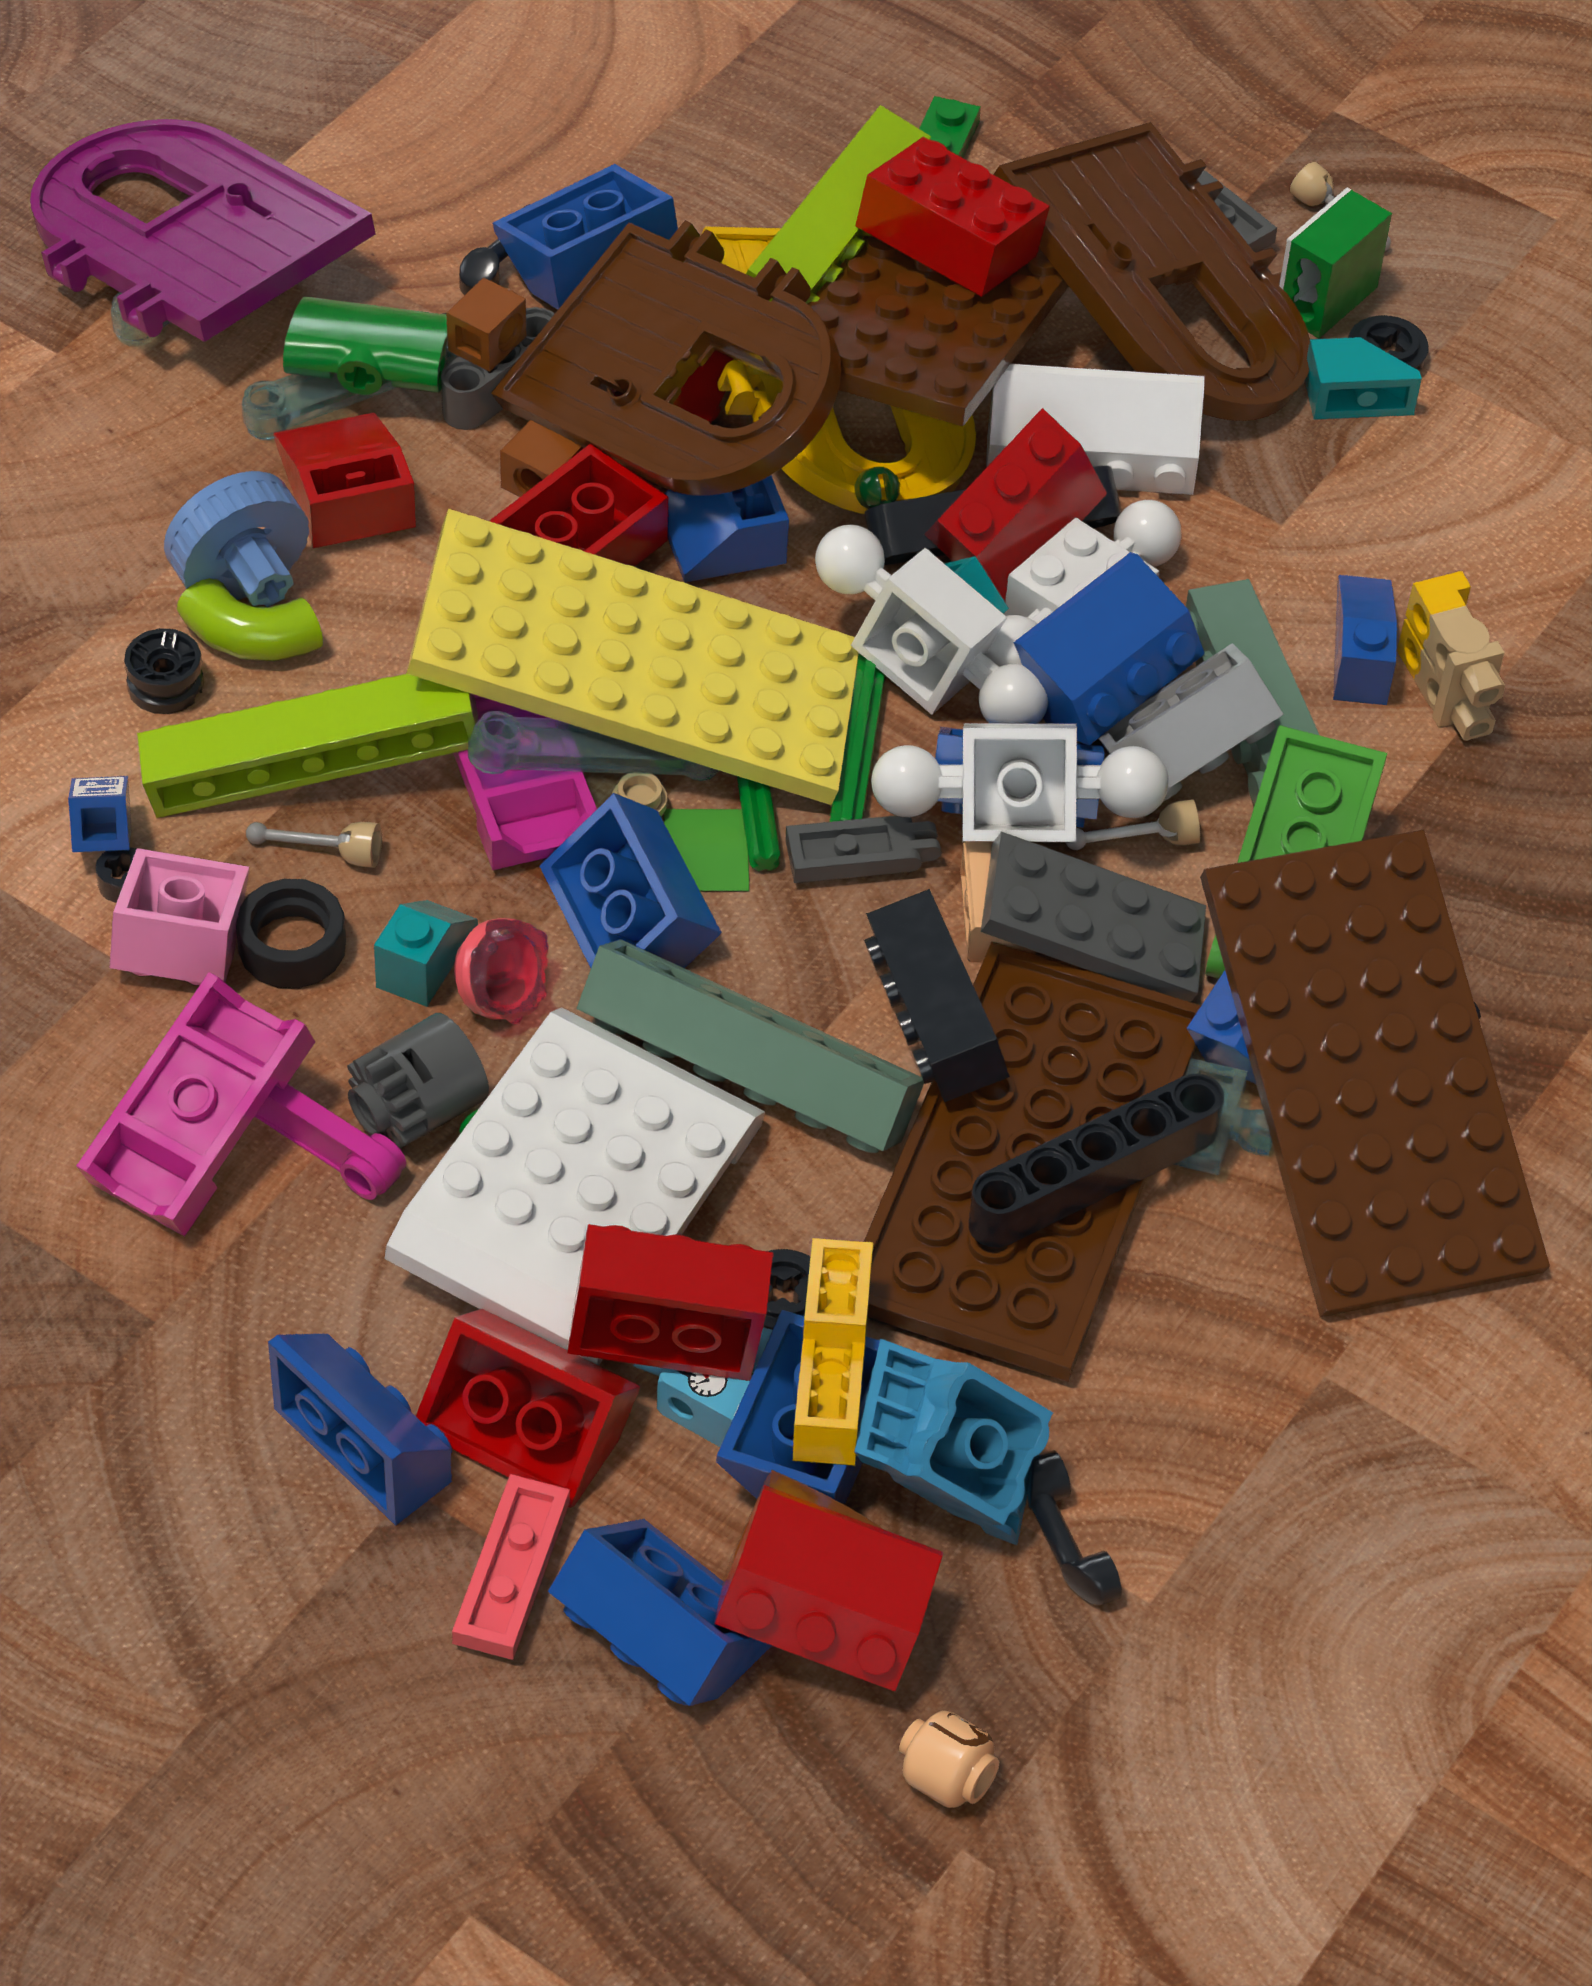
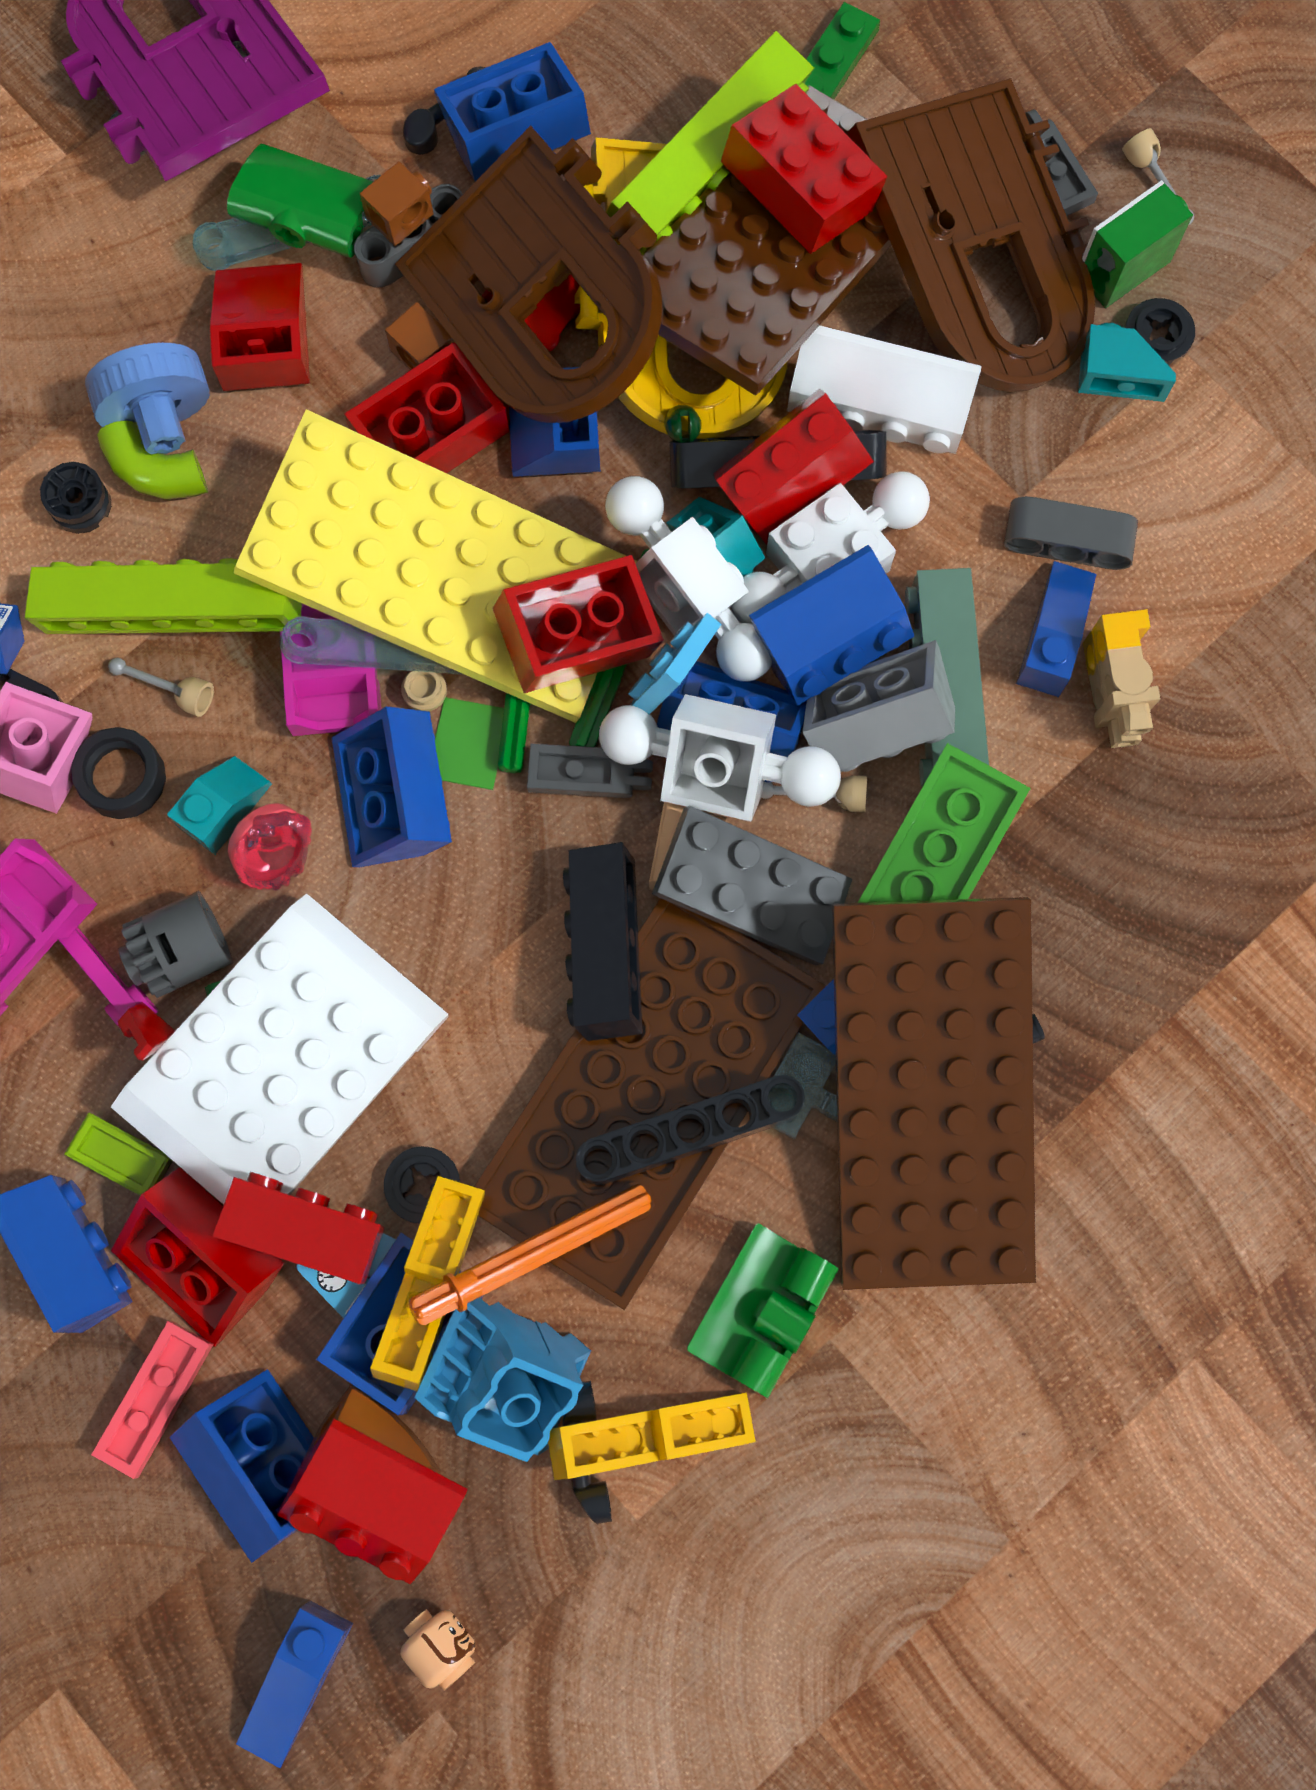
camera: 15 degrees right, 25 degrees up
(391, 1325) = (118, 1155): none -> lime tile
(410, 1153) = (145, 1028): none -> red tile
(750, 1046) = (446, 957): sand green brick -> none
(776, 1834) = (293, 1682): none -> blue slope
(817, 678) = (577, 623): none -> red brick
(880, 1322) = (528, 1255): none -> orange axle
(941, 694) = (673, 664): none -> medium azure plate
(1157, 1488) = (650, 1436): none -> yellow slope
(1236, 1351) = (762, 1310): none -> green panel
(1350, 541) = (1071, 533): none -> dark grey beam

